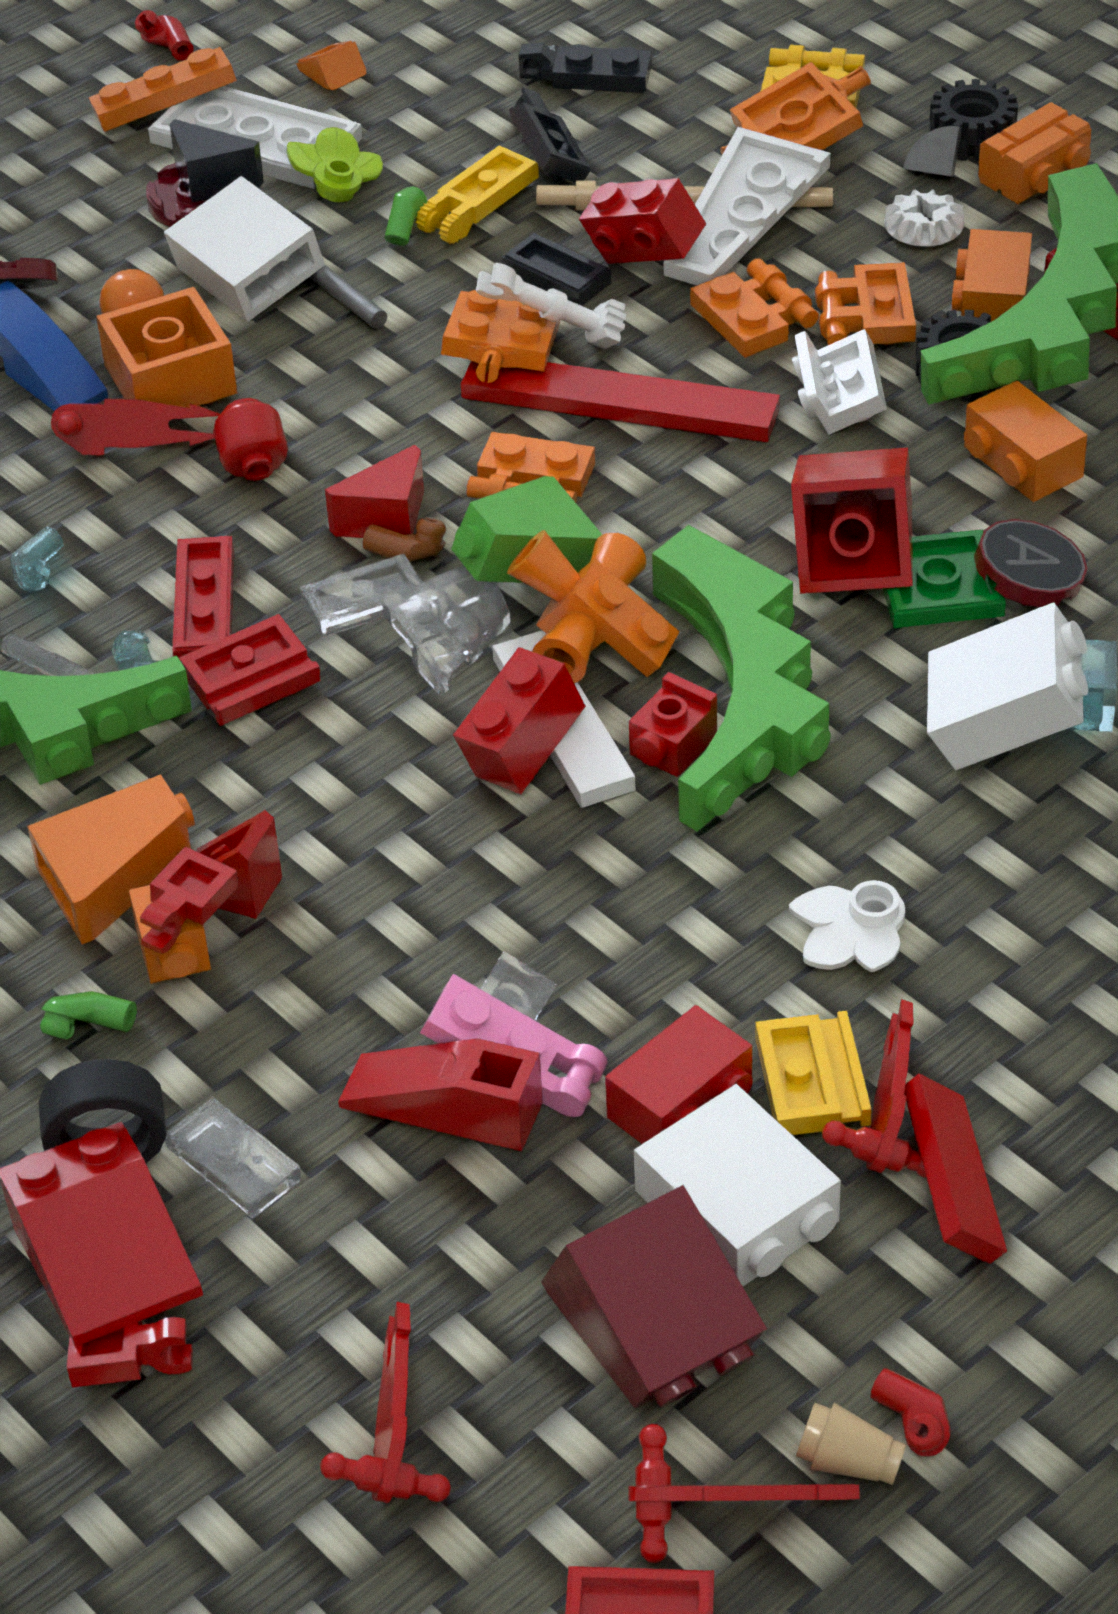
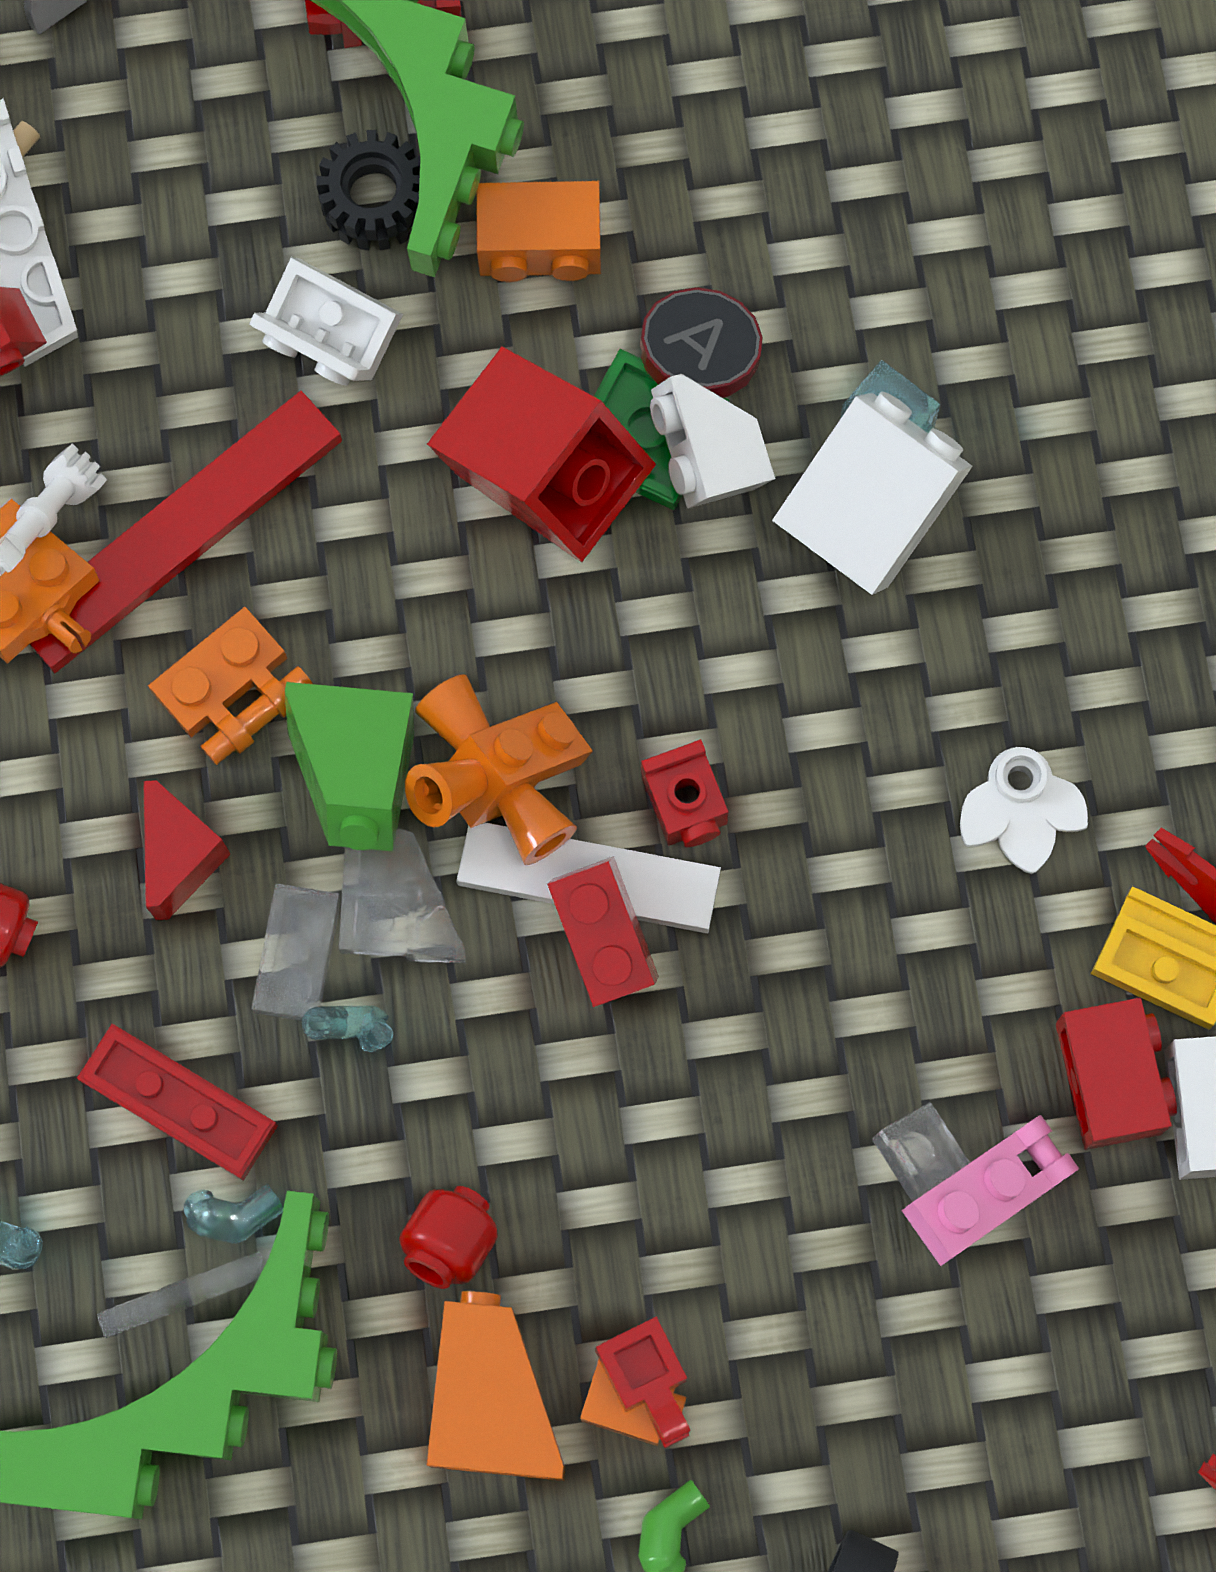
camera: 55 degrees left, 30 degrees up
(216, 769) = (448, 1237): none -> red head
(233, 1157) = (929, 1497): clear plate -> none
(250, 669) = (323, 1122): red plate -> none
(255, 855) = (581, 1301): red slope -> none
(339, 652) = (348, 1022): none -> clear light blue arm
(425, 543) = (250, 864): dark orange arm -> none
(452, 1088) = (993, 1279): red slope -> none
(740, 309) = (140, 336): orange plate -> none
(747, 621) = (738, 708): bright green arch -> none
(881, 299) = (239, 204): orange plate -> none
(907, 222) = (144, 94): white gear -> none
(952, 593) = (711, 442): none -> white slope
(992, 272) = (294, 87): orange brick -> none

